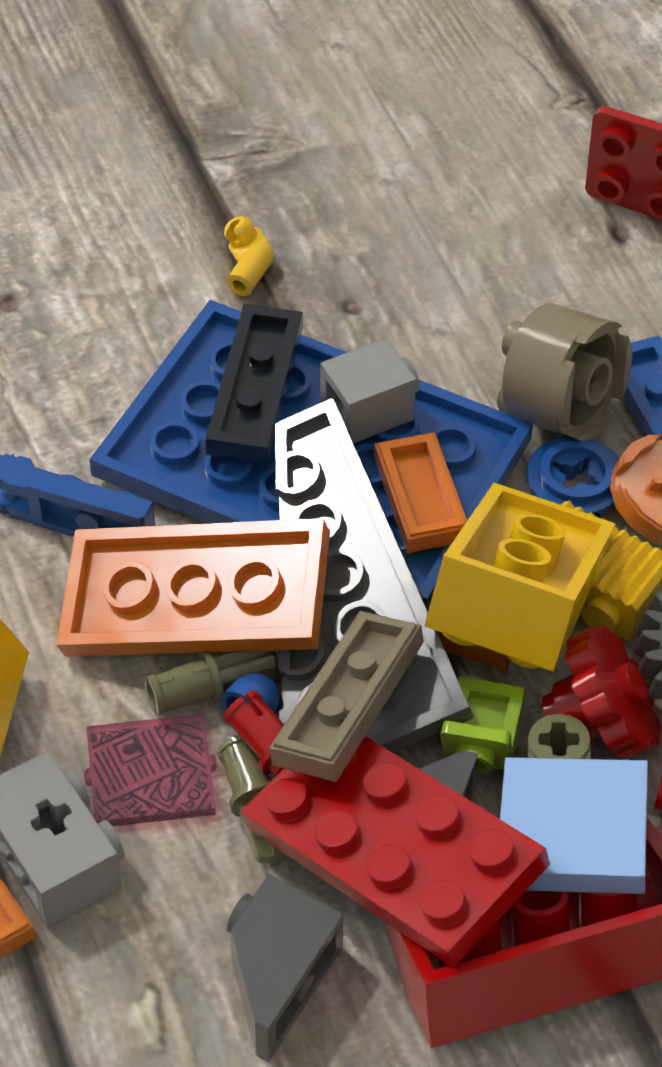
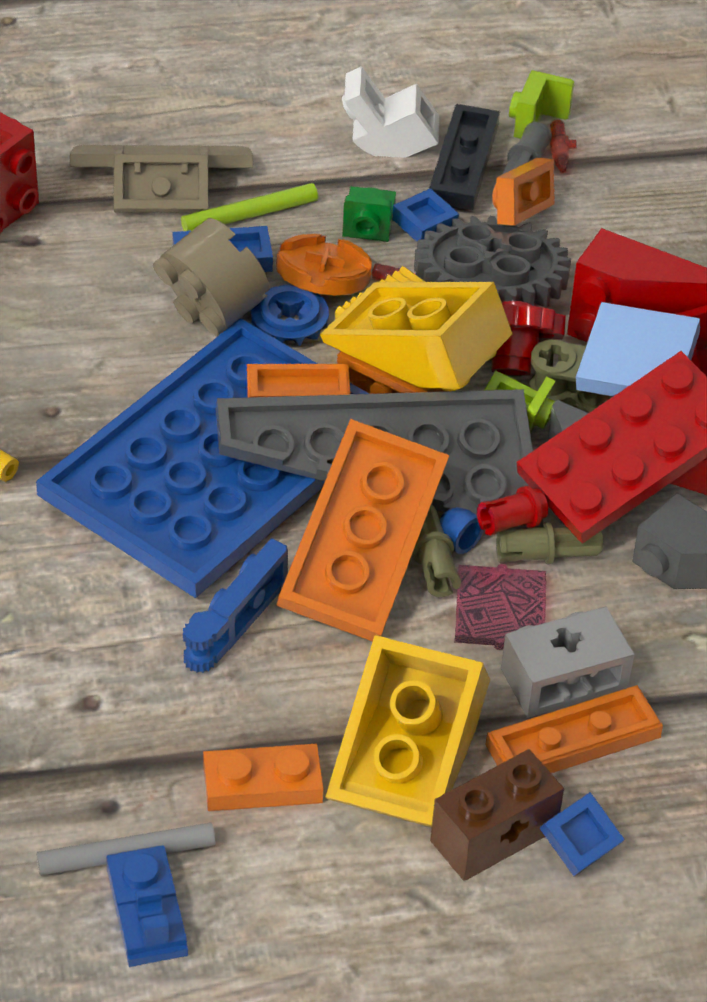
camera: 80 degrees left, 5 degrees down
(254, 384) = (161, 456): black plate -> none
(346, 696) = (511, 441): dark tan tile -> none
(370, 389) = (193, 385): light grey brick -> none

